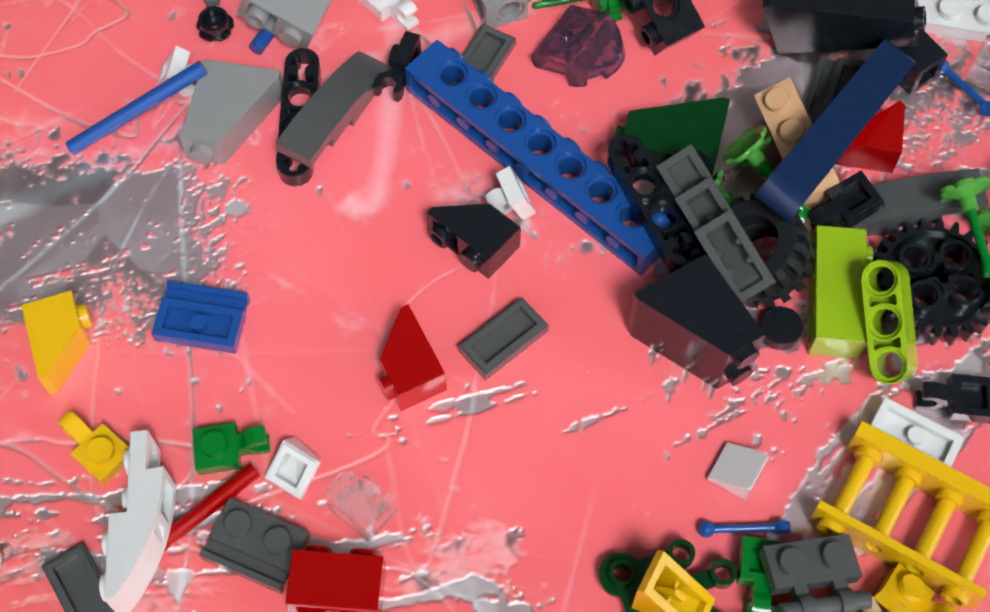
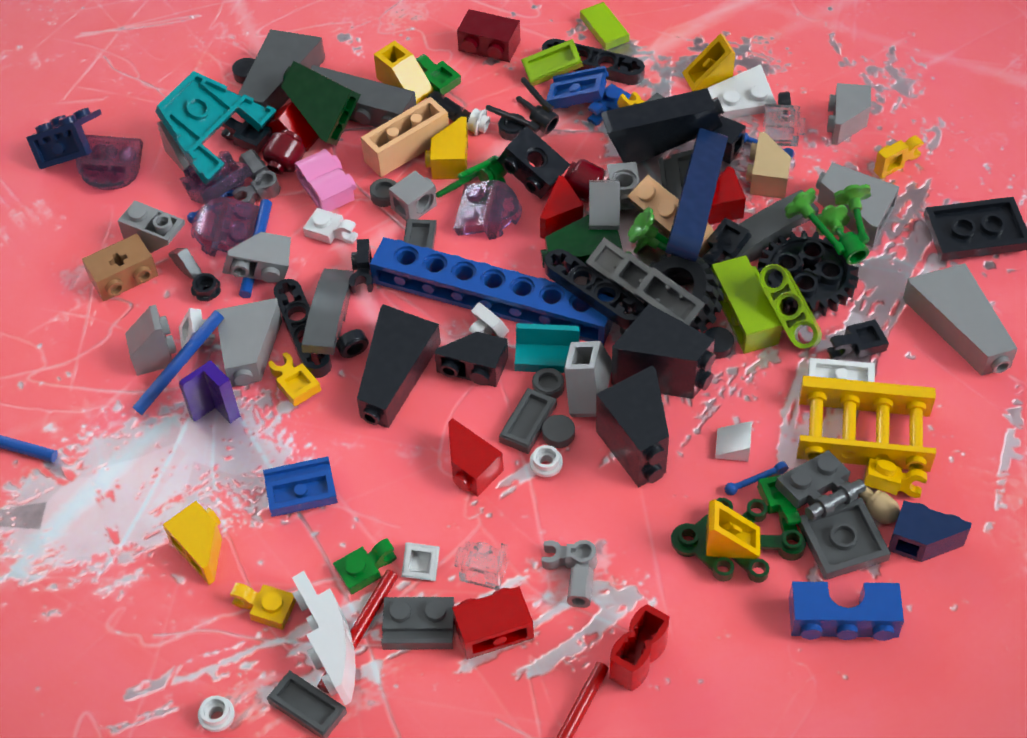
camera: 20 degrees left, 10 degrees down
(116, 71) = (148, 343): none -> light grey slope
(145, 158) = (207, 390): none -> dark purple panel
(257, 180) = (296, 382): none -> yellow plate
(343, 159) = (352, 343): none -> black tile
(378, 204) = (394, 364): none -> black slope
(483, 547) = (582, 560): none -> light grey bar
(501, 390) = (543, 454): none -> white plate
(532, 367) = (558, 431): none -> dark grey tile
(550, 299) = (549, 382): none -> dark grey tile
(567, 256) = (543, 346): none -> teal panel
(594, 315) = (586, 374): none -> light grey slope
(620, 401) = (635, 425): none -> black slope
(668, 80) = (561, 208): none -> red slope
(715, 53) = (579, 176): none -> dark red head
(718, 95) = (604, 205): none -> light grey slope
(762, 65) = (629, 178): none -> light grey brick
(954, 122) = (770, 168): none -> tan slope

